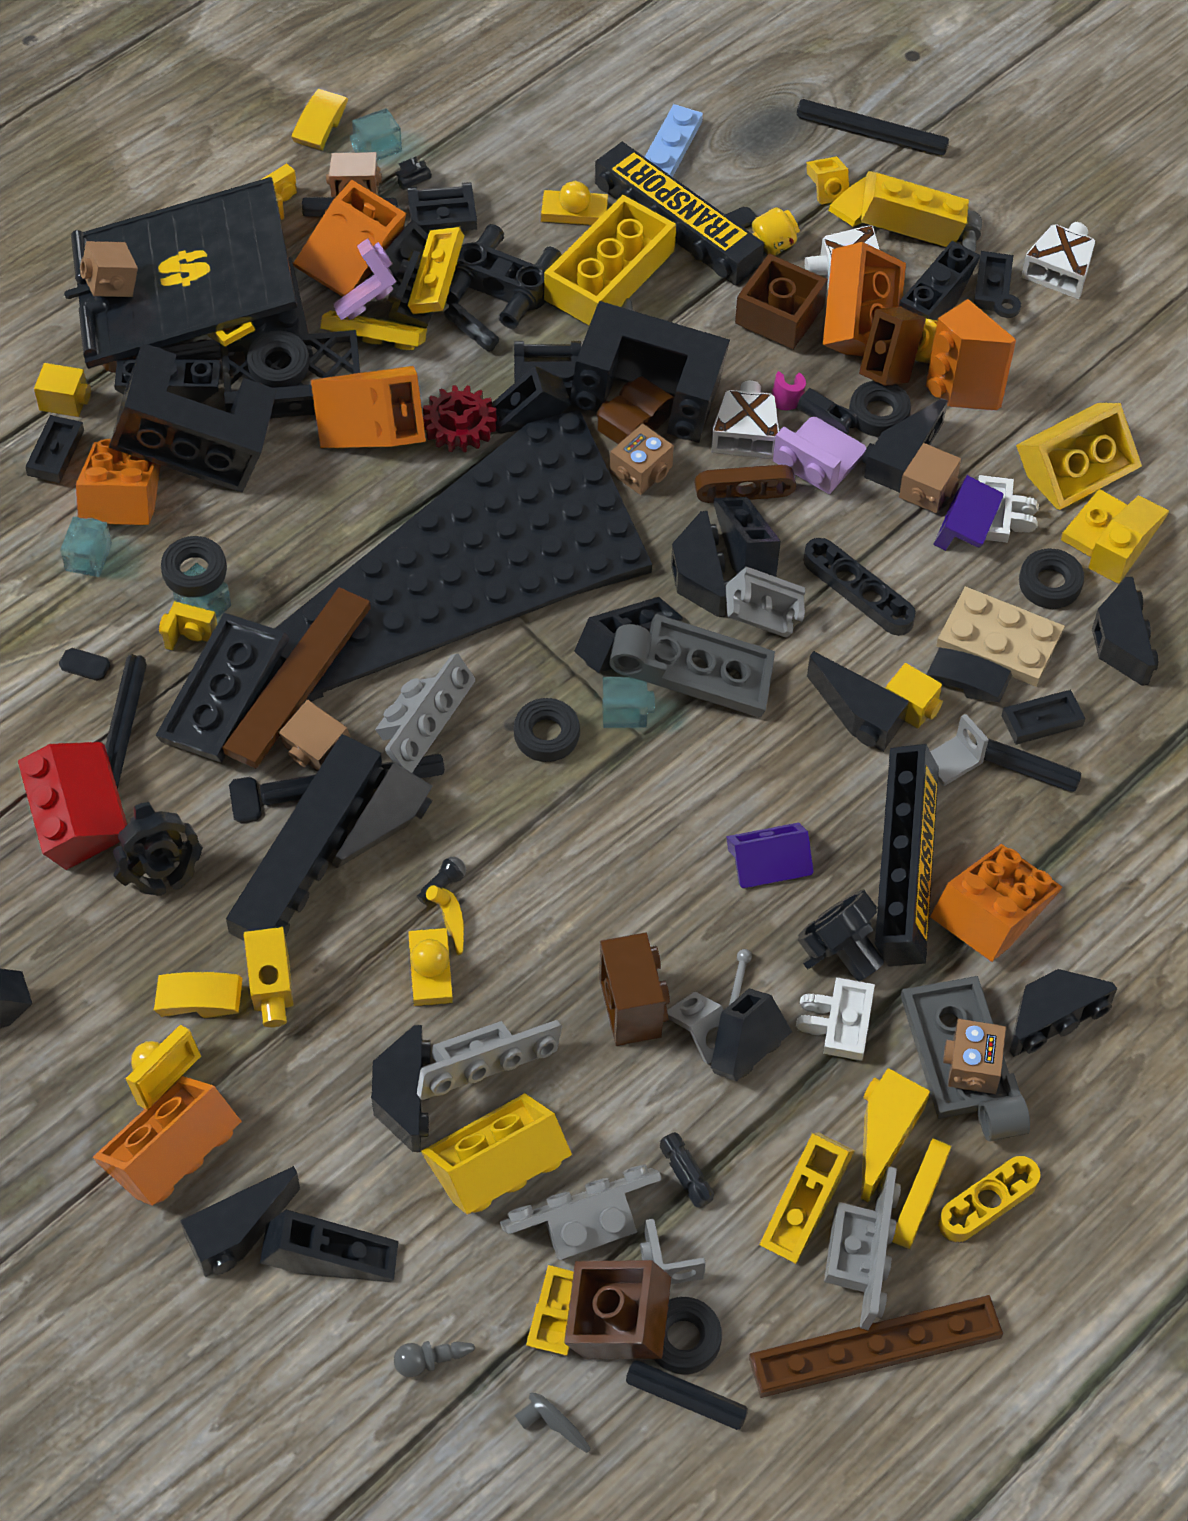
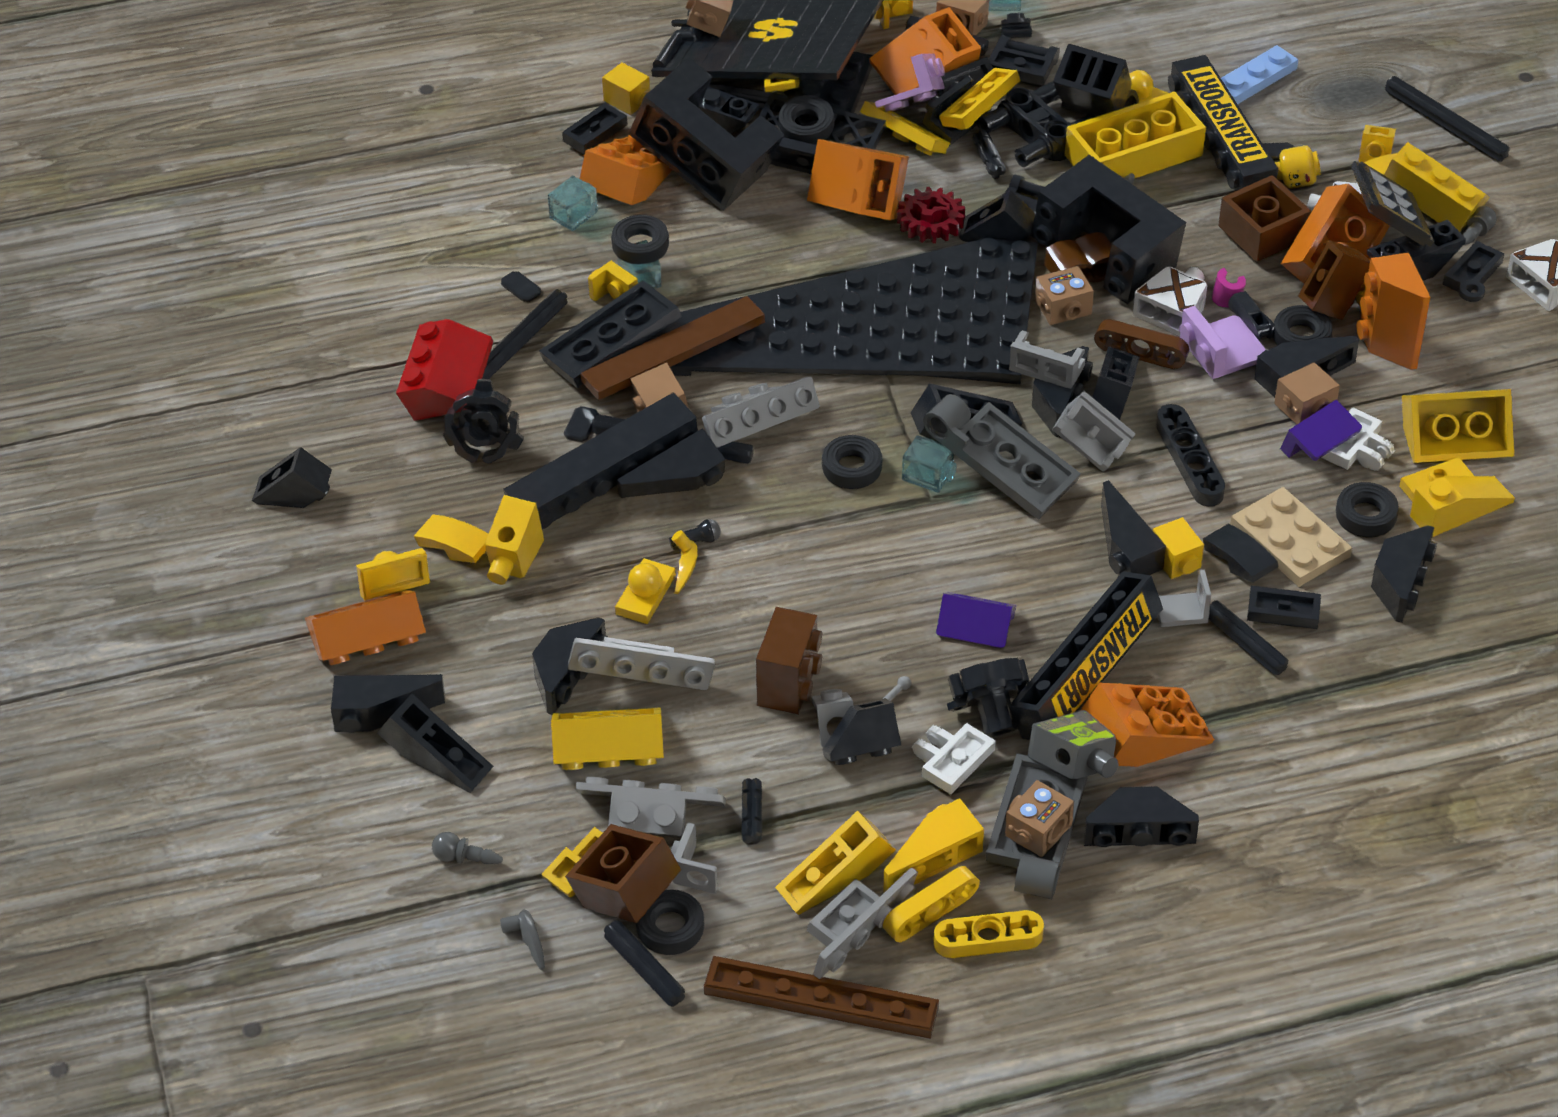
camera: 30 degrees right, 10 degrees down
(543, 215) = (1093, 82): none -> black piece
(682, 547) = (1045, 363): none -> light grey hinge
(902, 245) = (1391, 203): none -> black piece
(959, 959) = (1074, 745): none -> dark grey torso

